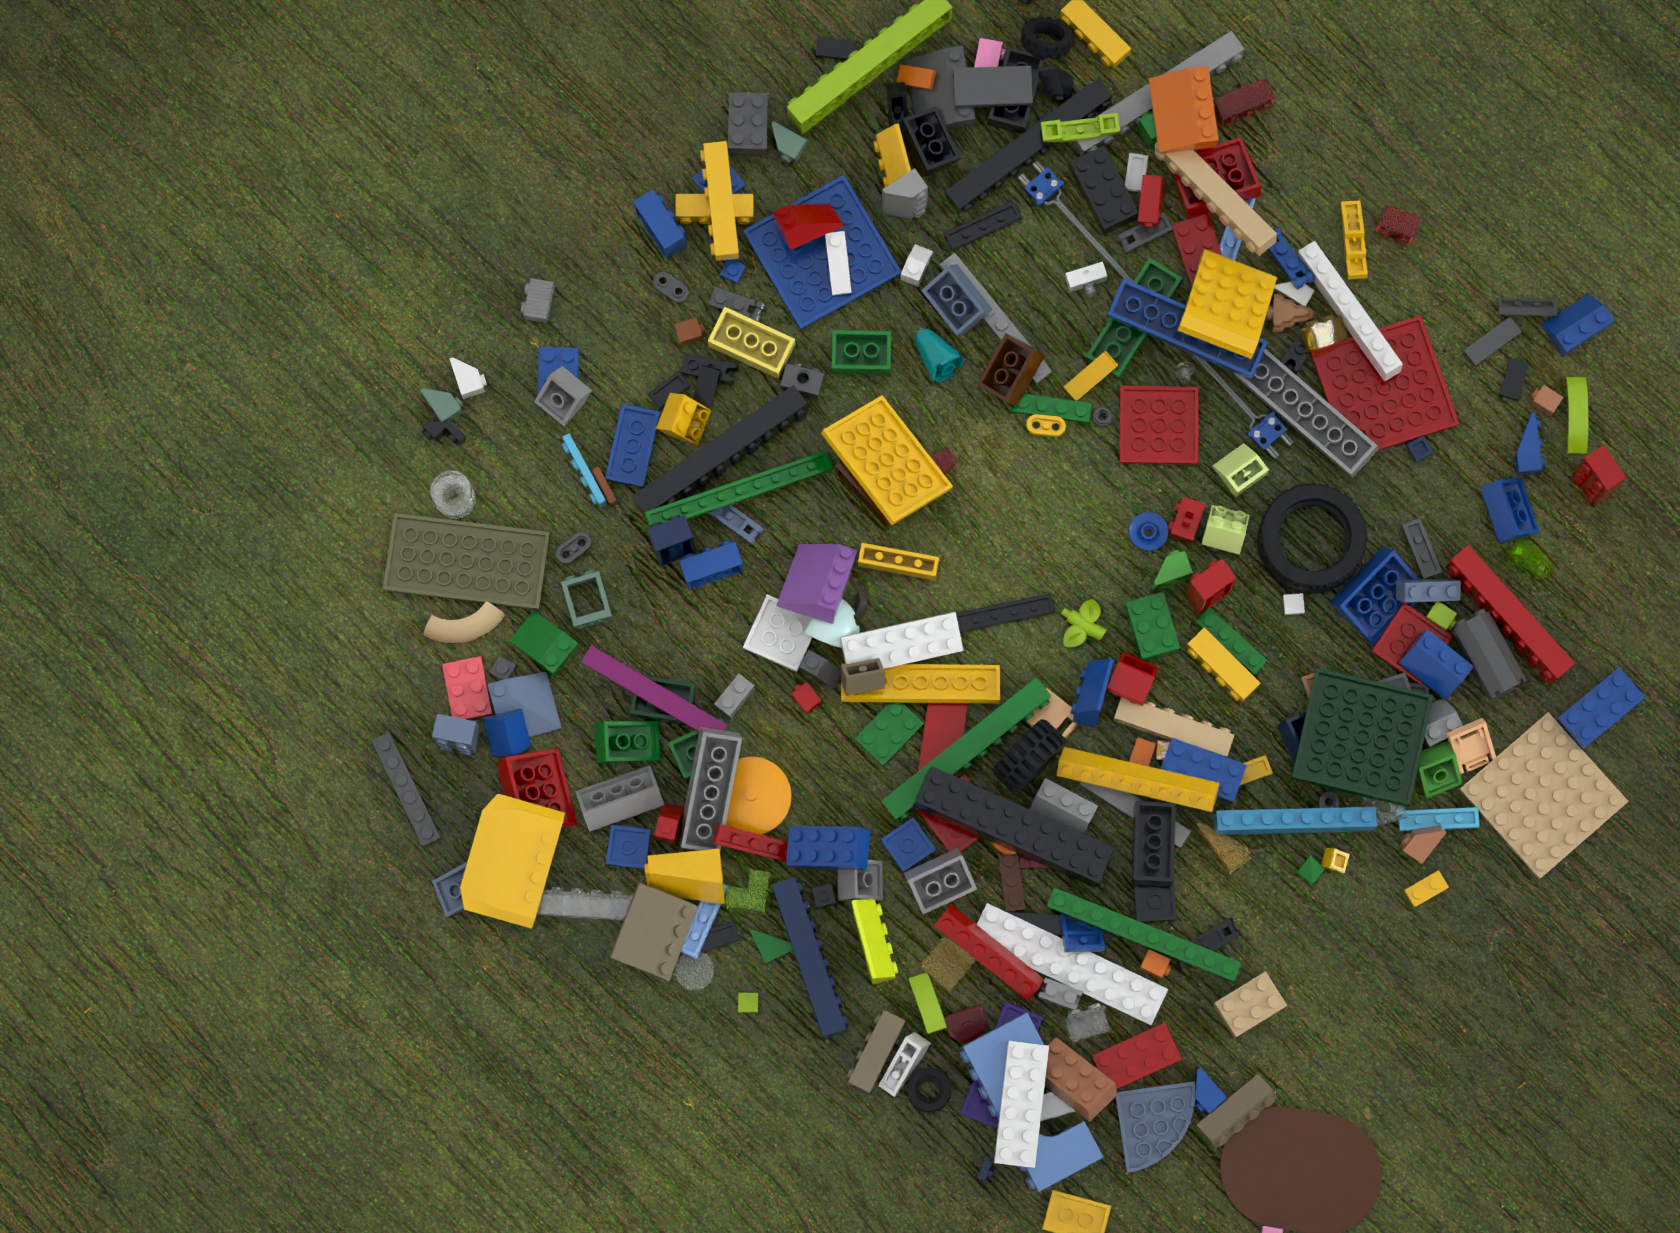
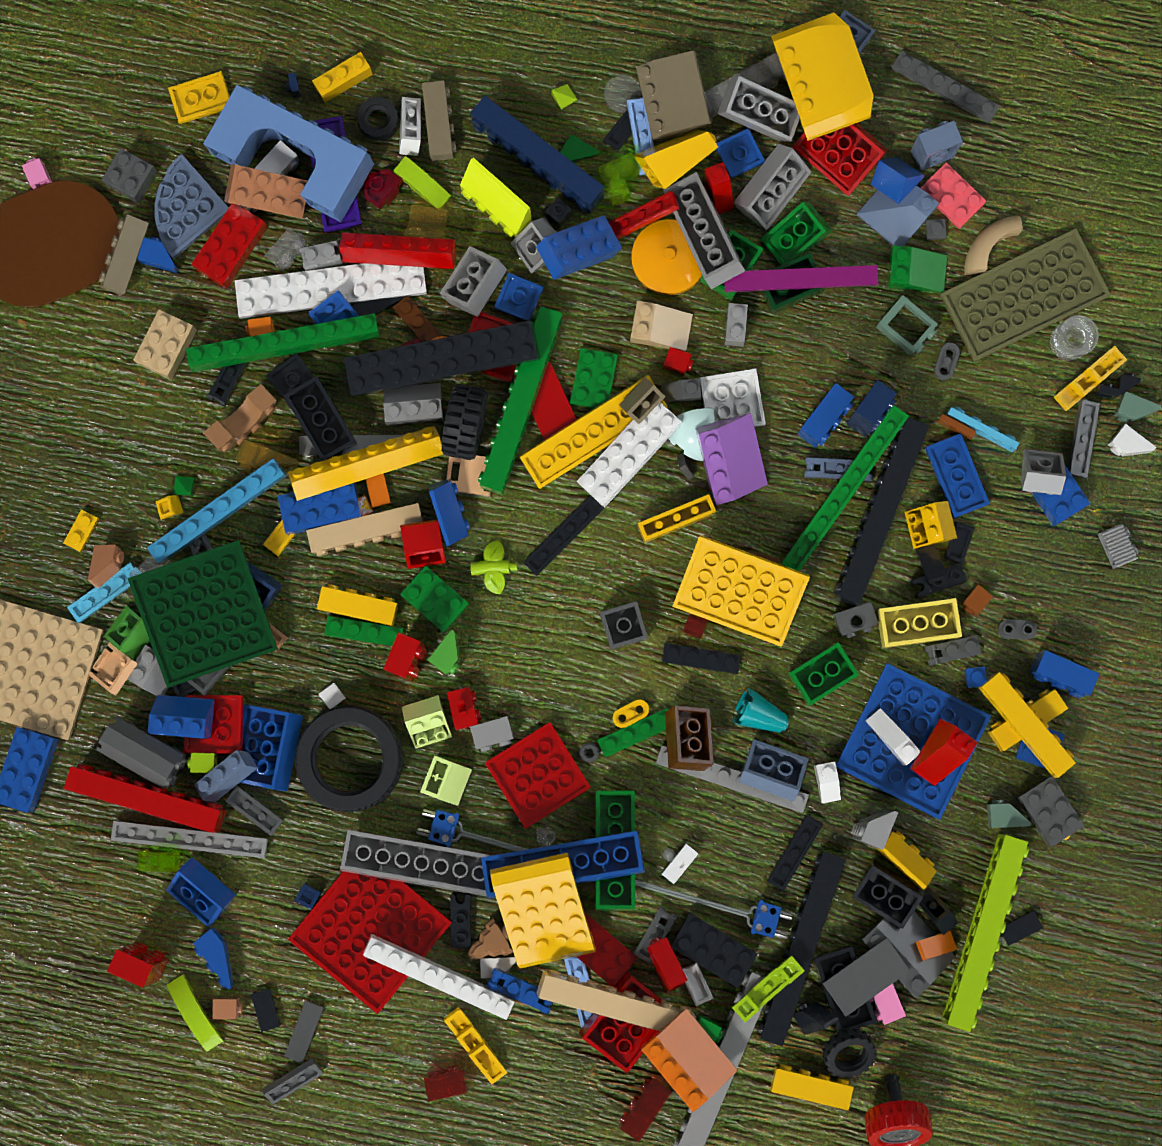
camera: 150 degrees right, 5 degrees up
(461, 455) = (1090, 378): none -> yellow slope
(503, 407) = (1083, 438): none -> dark grey plate
(587, 868) = (759, 109): none -> light grey brick
(800, 738) = (660, 326): none -> tan slope
(936, 1148) = (342, 77): none -> yellow brick
(955, 434) = (701, 658): none -> black plate
(1004, 500) = (623, 625): none -> dark grey brick
(1021, 1104) = (292, 138): white plate -> none
(1090, 375) = (619, 777): yellow tile -> none
(1152, 522) = (481, 671): blue dish -> none
(1175, 483) = (492, 733): none -> light grey brick
(1187, 1182) = (129, 175): none -> dark grey brick
(1224, 891) = (243, 421): none -> medium nougat brick
(1323, 333) = (448, 943): clear yellow piece -> none
(1499, 564) = (189, 839): none -> light grey plate
(1577, 324) = (240, 1094): blue slope -> none

